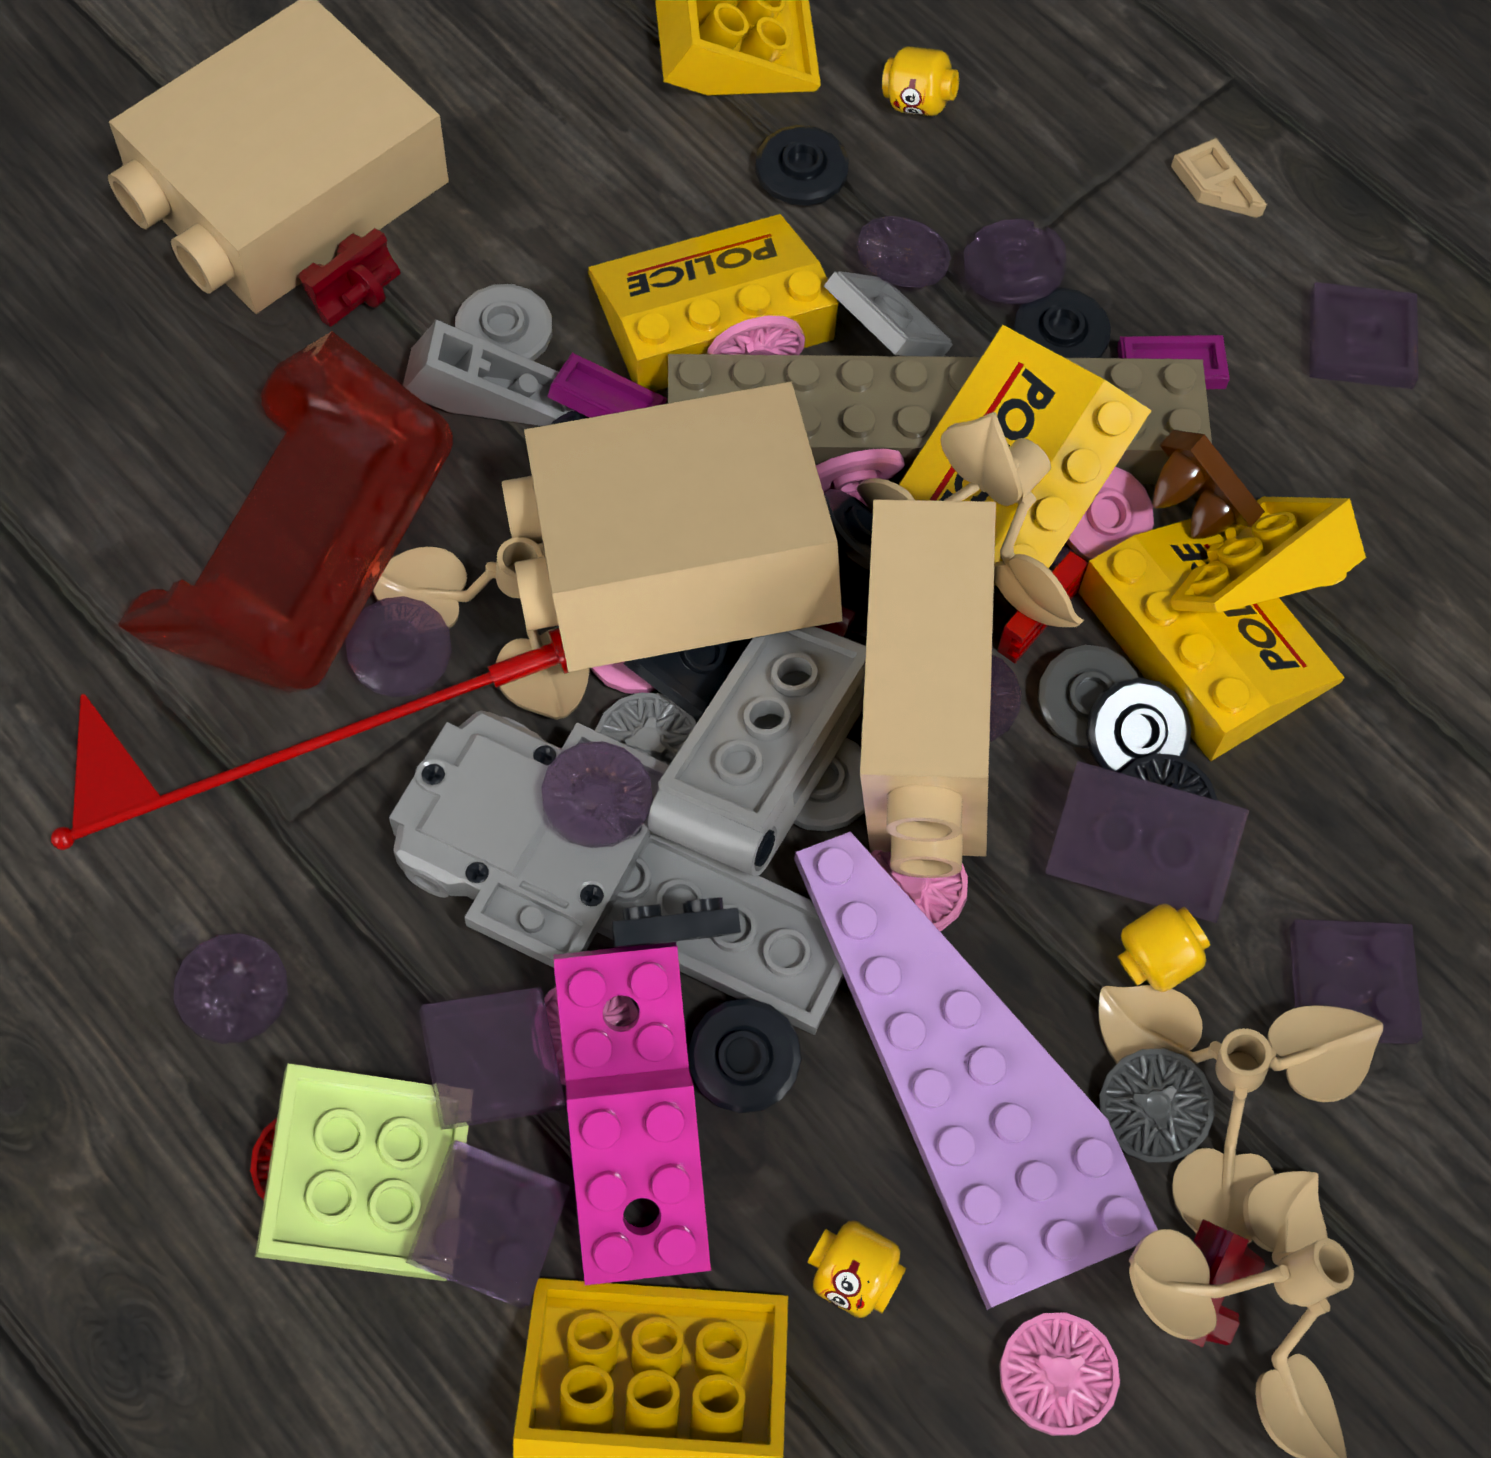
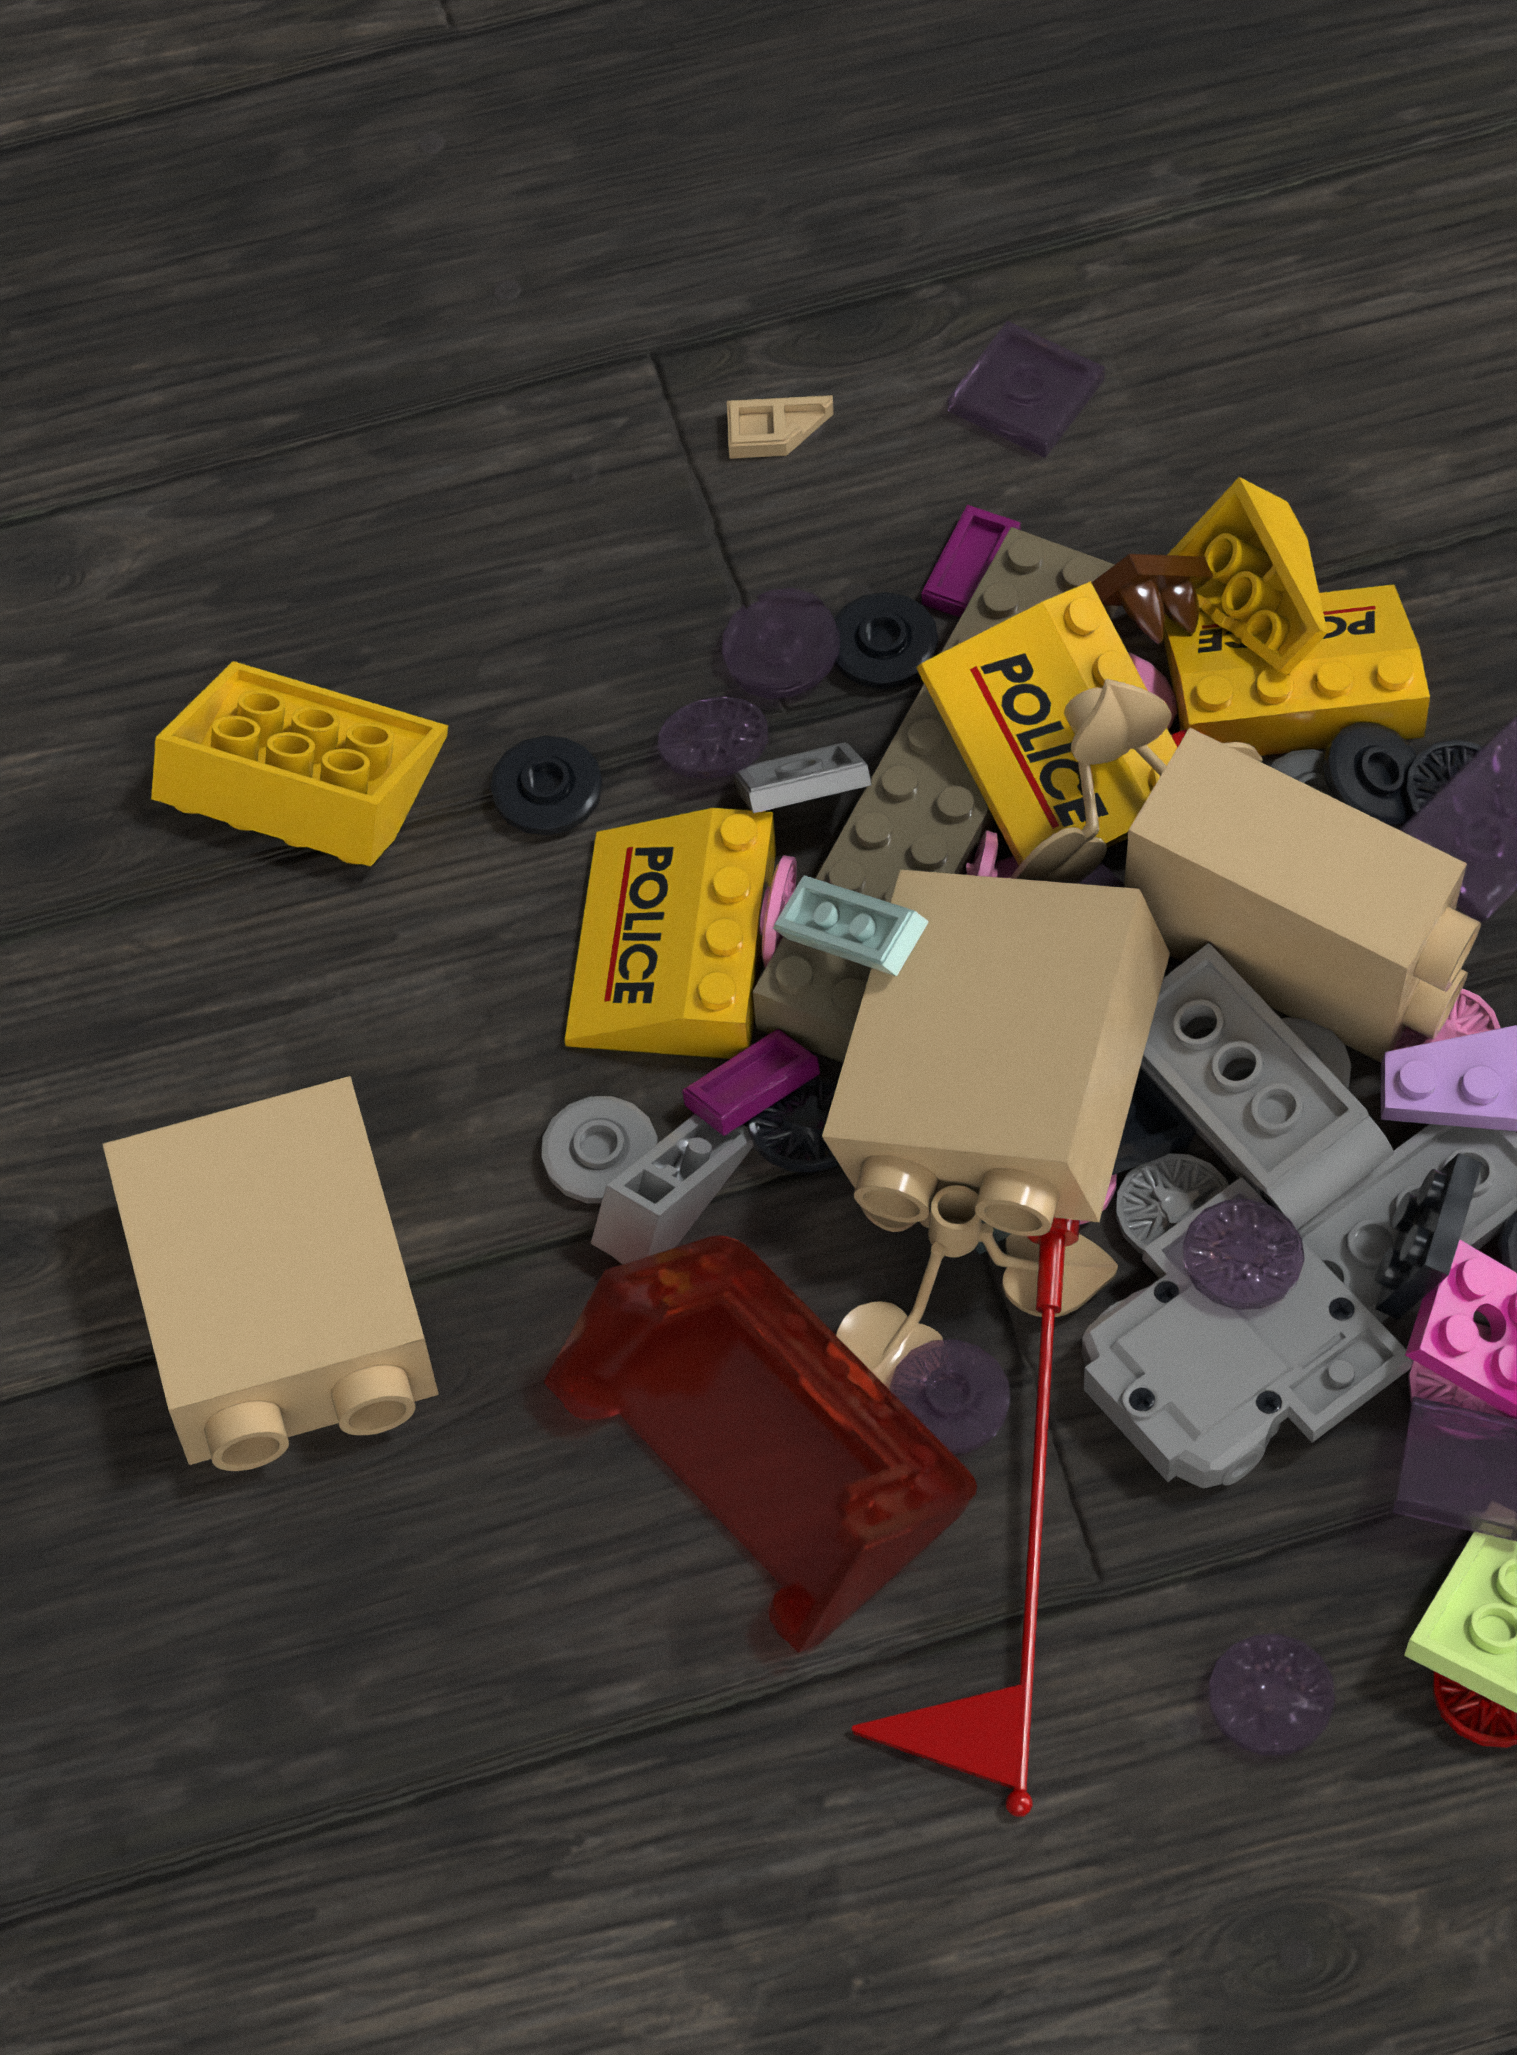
camera: 55 degrees left, 5 degrees down
(351, 277) = (471, 1265): dark red hips -> none
(727, 373) = (850, 925): none -> light aqua tile
(919, 81) = (510, 628): yellow head -> none

